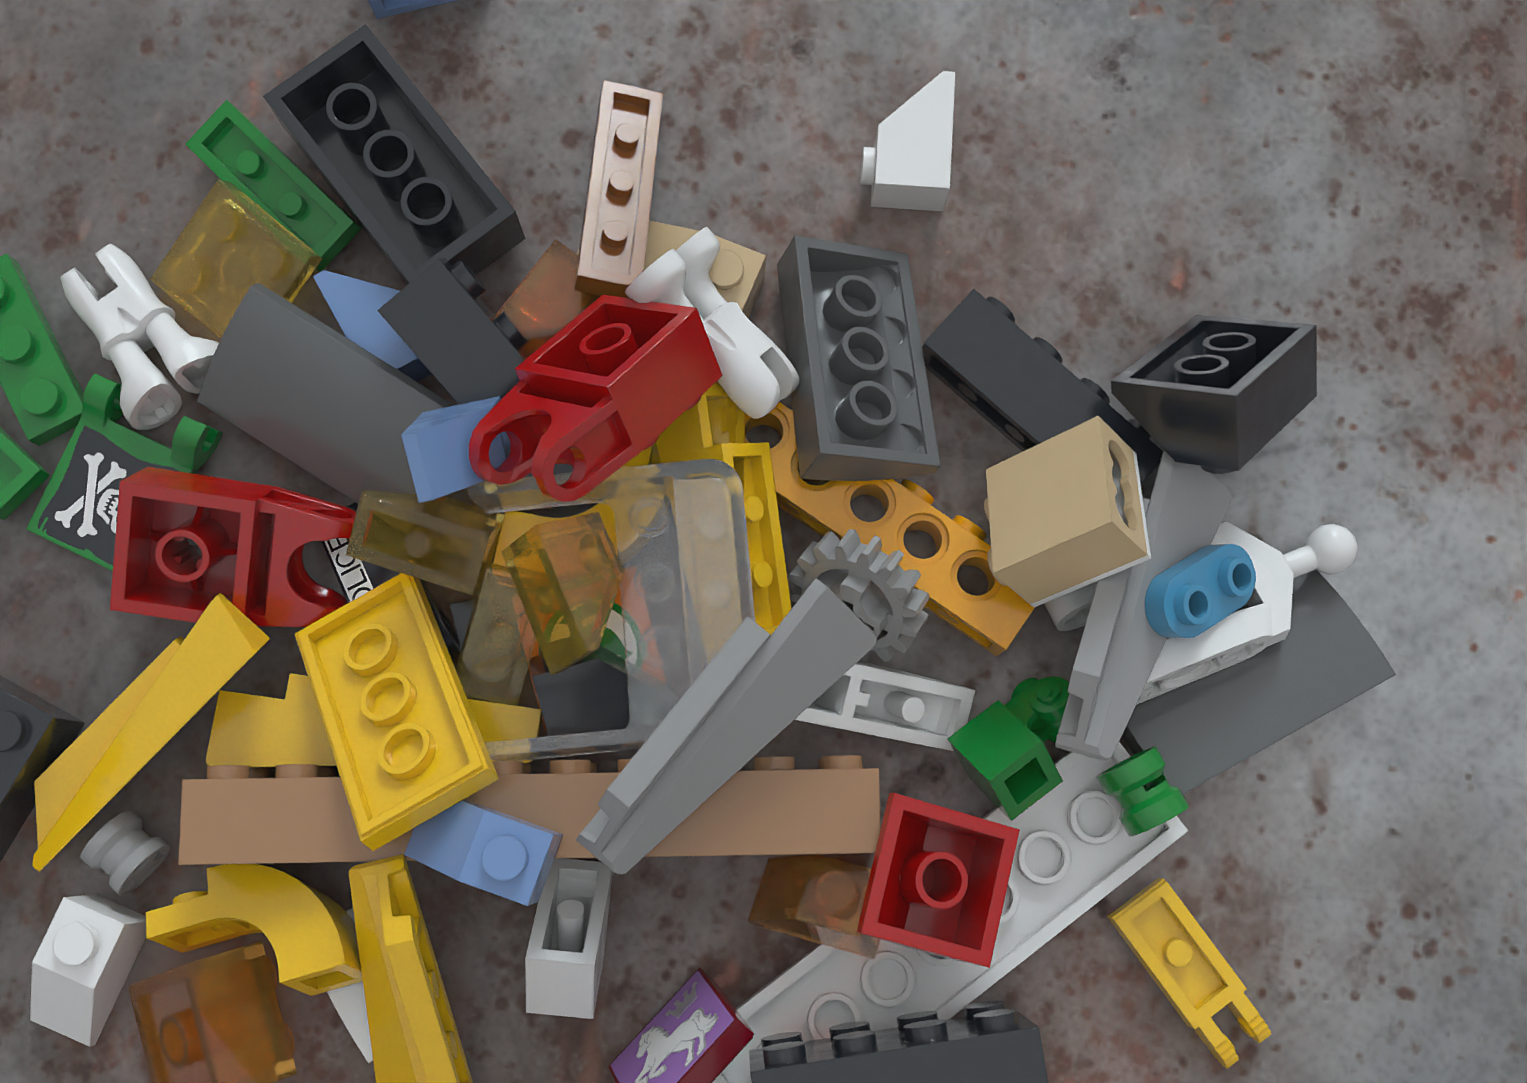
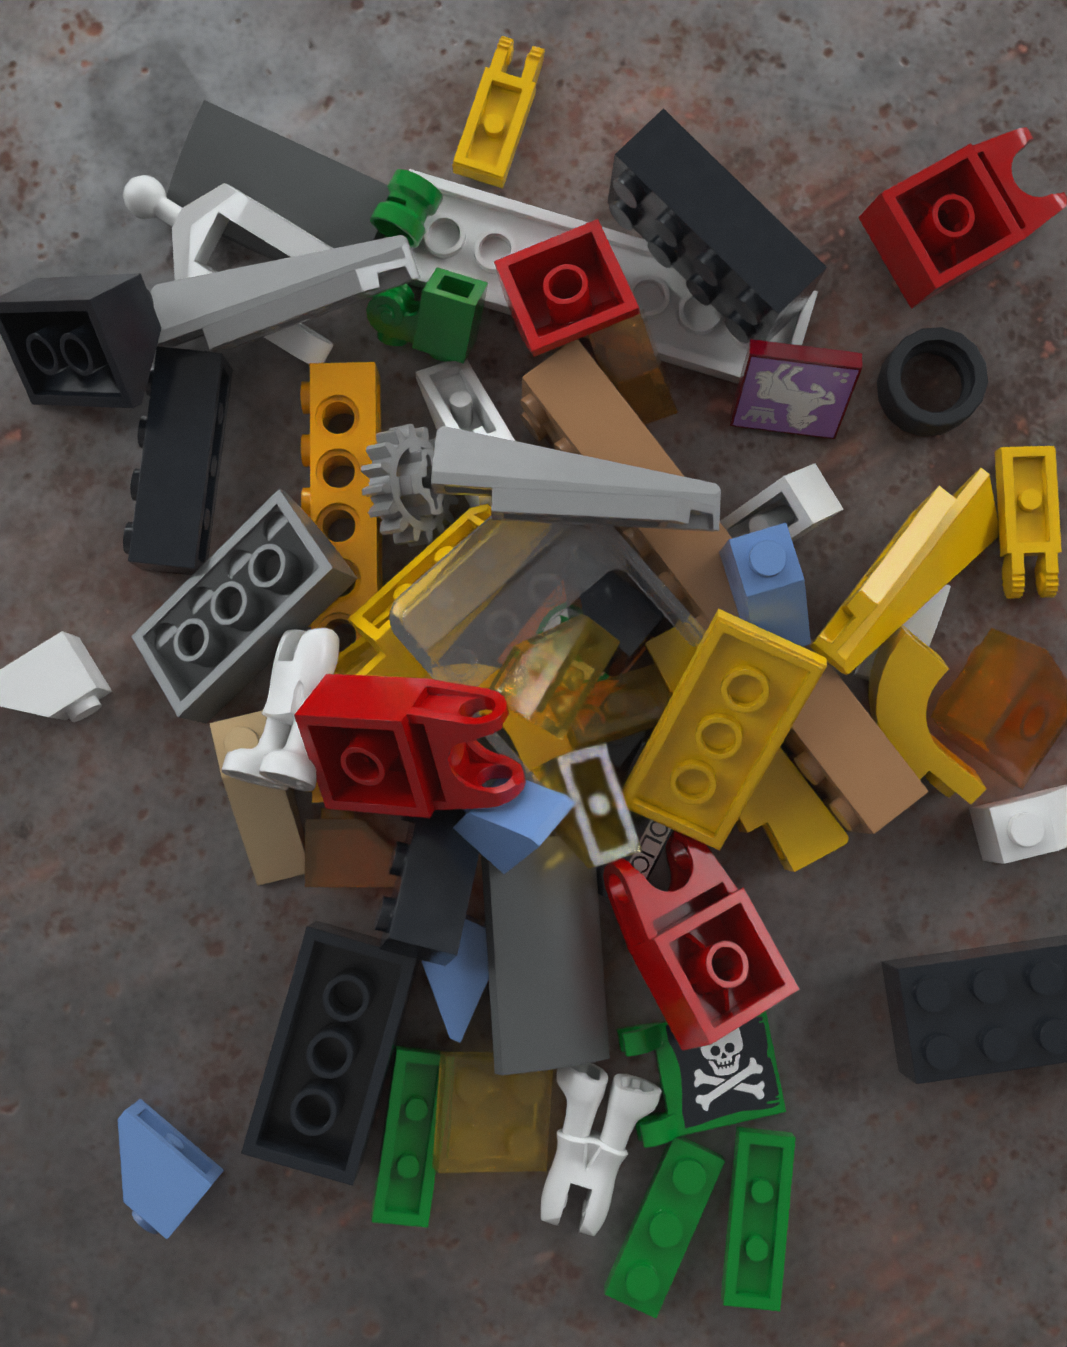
camera: 125 degrees left, 5 degrees up
(125, 852) = (943, 856): light grey wheel -> none
(140, 723) = (854, 905): yellow wedge -> none
(619, 190) = (233, 869): plate -> none
(1066, 513) = (253, 376): tan piece -> none
(1200, 591) = (241, 255): dark azure plate -> none

